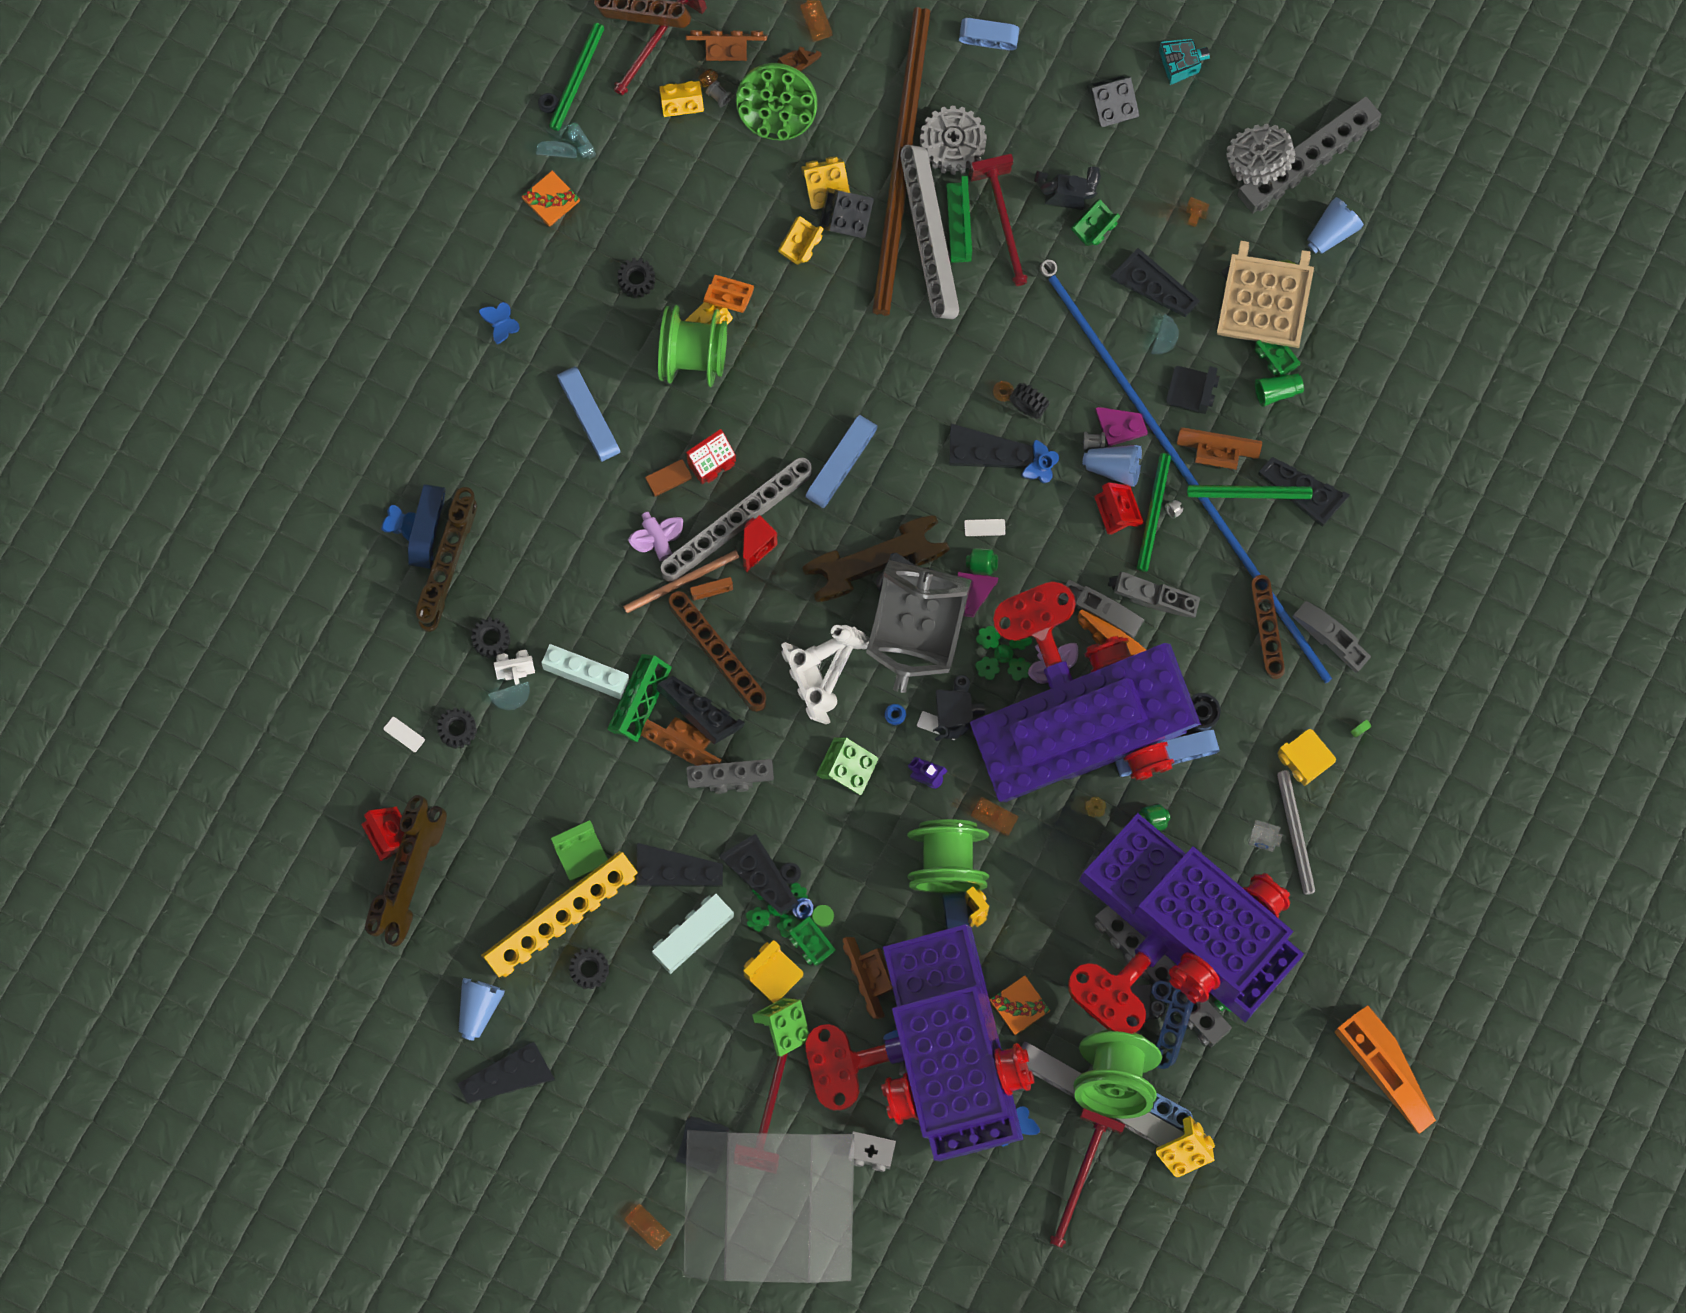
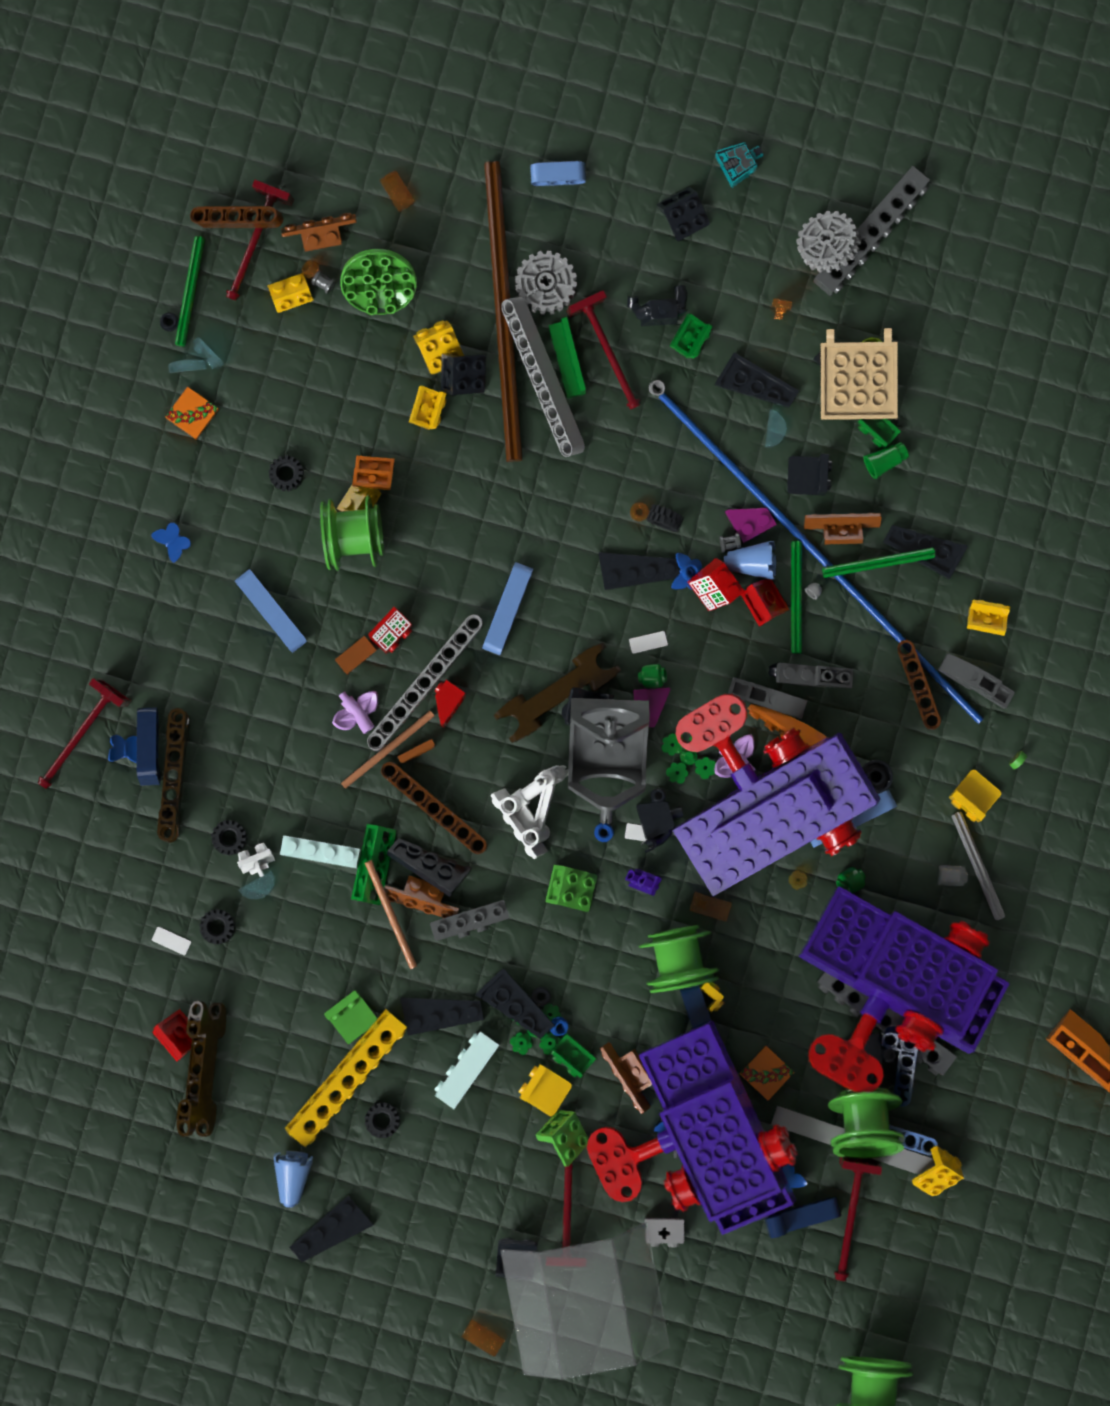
camera: 15 degrees left, 10 degrees up
(396, 463) = (109, 695): none -> dark red tile
(646, 751) = (390, 914): none -> nougat piece
(799, 59) = (388, 234): reddish brown slope -> none
(823, 916) = (577, 1028): bright green tile -> none
(1026, 1167) = (802, 1216): none -> dark blue beam
(1069, 480) = (715, 585): none -> red slope
(1333, 227) = (906, 297): medium blue cone -> none
(1357, 572) = (988, 617): none -> yellow bracket

